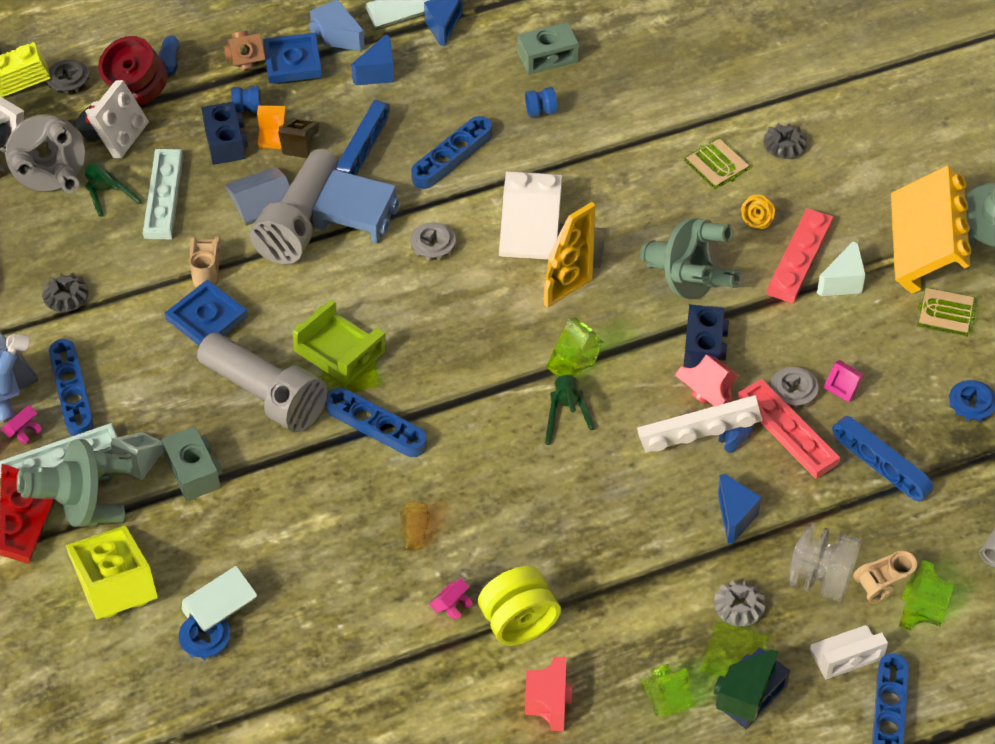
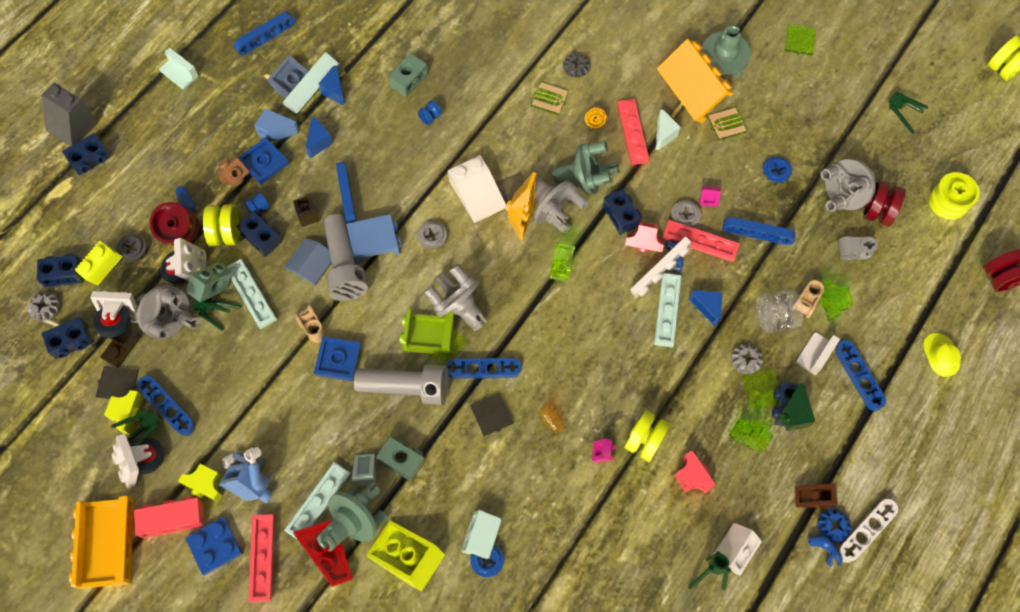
camera: 35 degrees left, 15 degrees up
(20, 423) = (279, 496): dark pink tile -> none
(64, 301) = (244, 400): dark grey gear -> none
(71, 387) = (291, 453): blue beam -> none
(122, 149) = (209, 281): none -> sand green brick
(182, 94) = (221, 225): none -> neon yellow wheel
(269, 121) = (285, 214): light orange panel -> none
(345, 480) = (491, 414): none -> clear smoke piece
(402, 320) = (457, 298): none -> light grey piece
(448, 149) = (400, 171): blue beam -> none
(568, 394) = (574, 288): dark green plant -> none
(614, 274) = (552, 199): none -> light grey piece
(676, 487) = (667, 310): none -> light aqua tile

